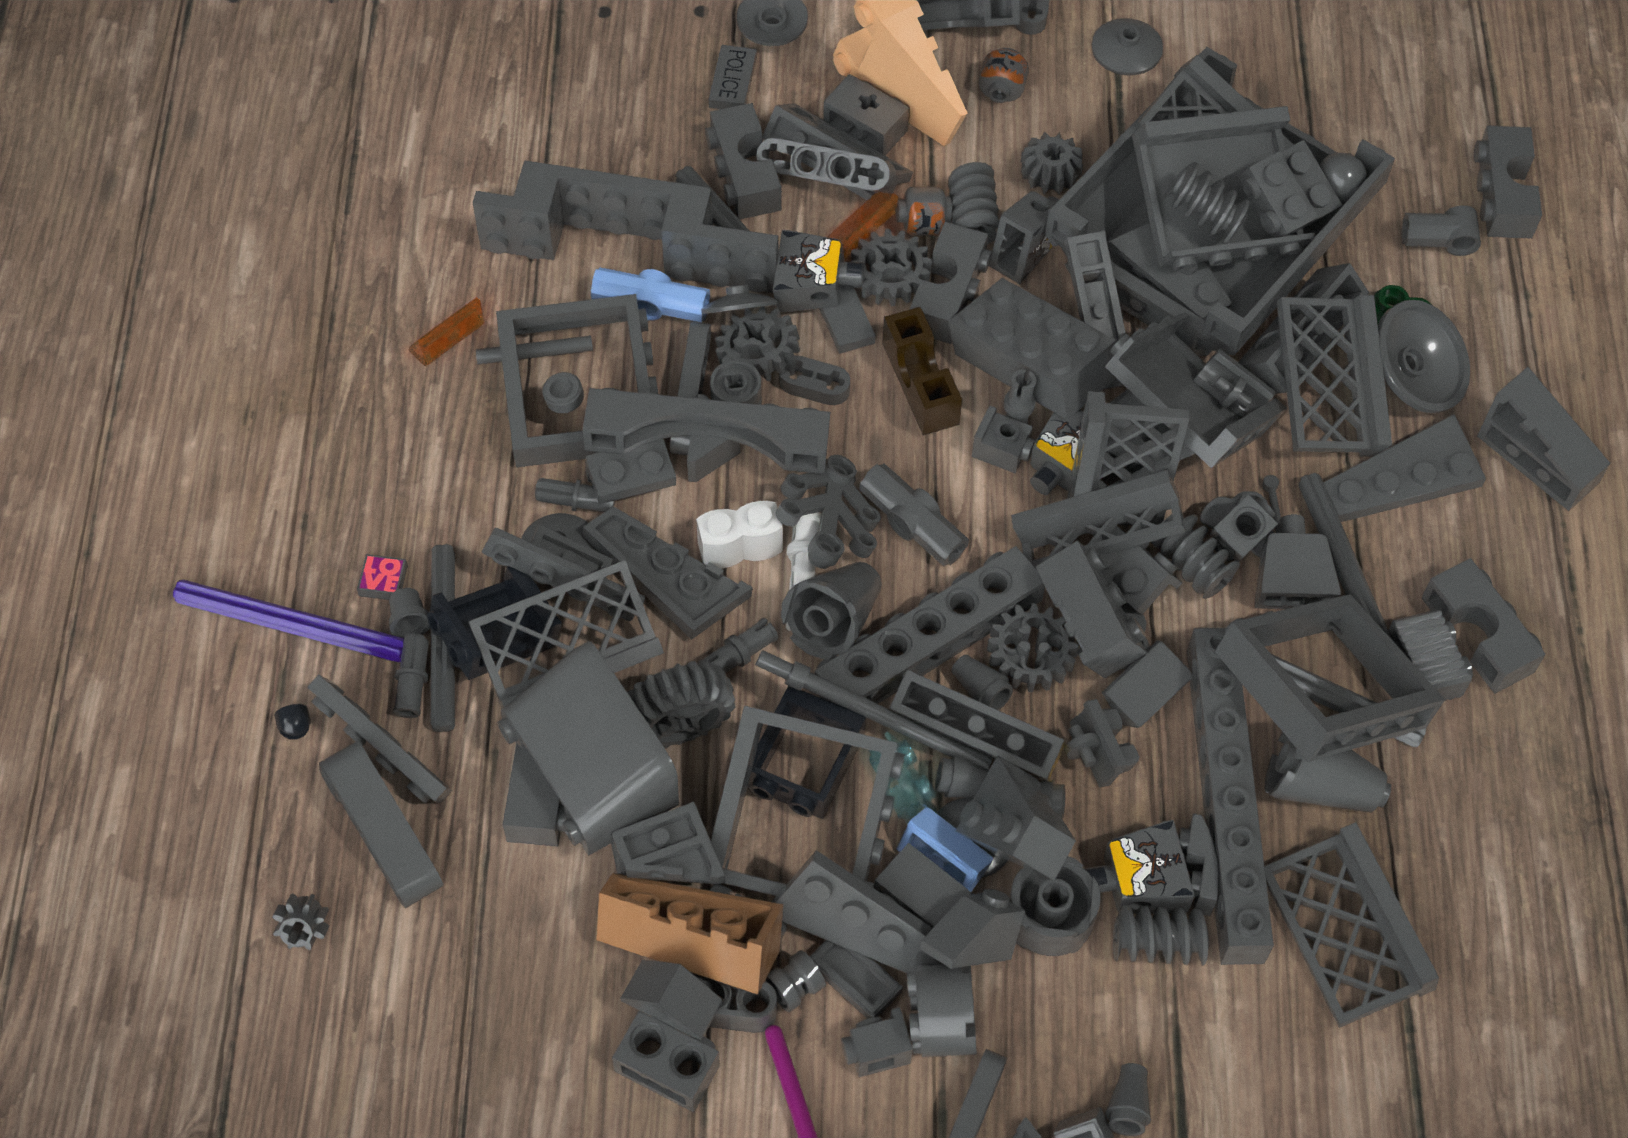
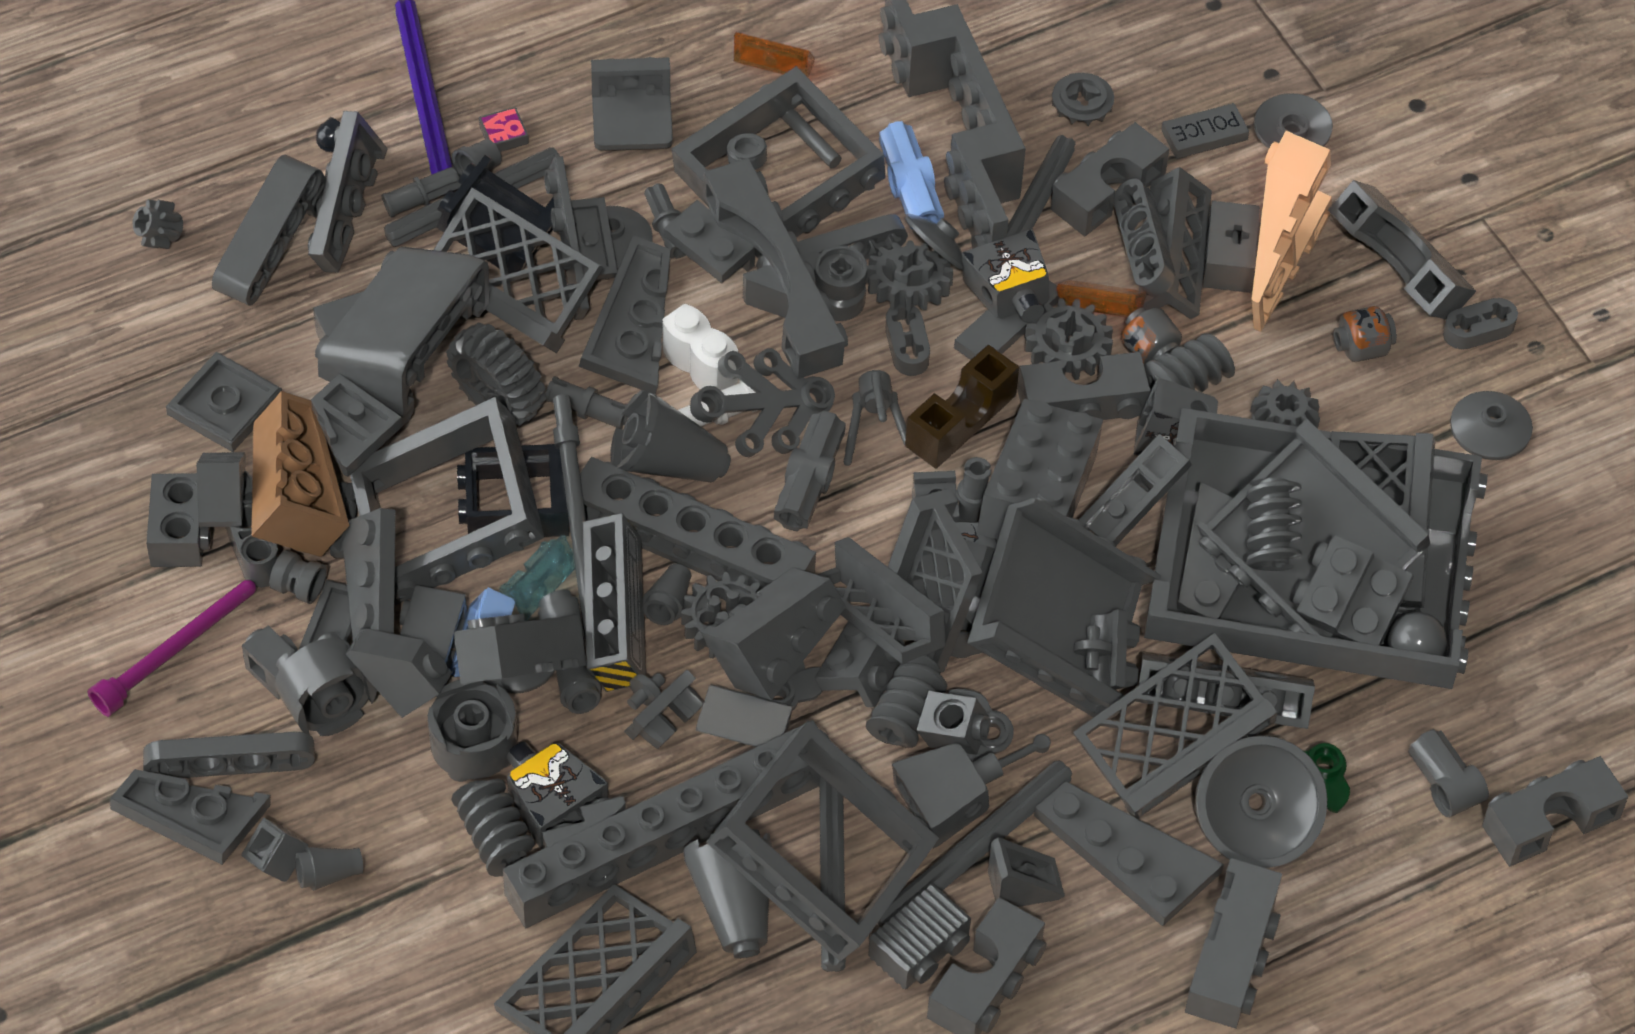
camera: 60 degrees right, 5 degrees down
(431, 462) = (631, 103): none -> dark grey bracket
(543, 958) = (222, 401): none -> dark grey tile
(637, 131) = (1093, 89): none -> dark grey gear
(863, 428) = (876, 396): none -> dark grey plant
(1402, 560) = (1022, 874): none -> dark grey slope

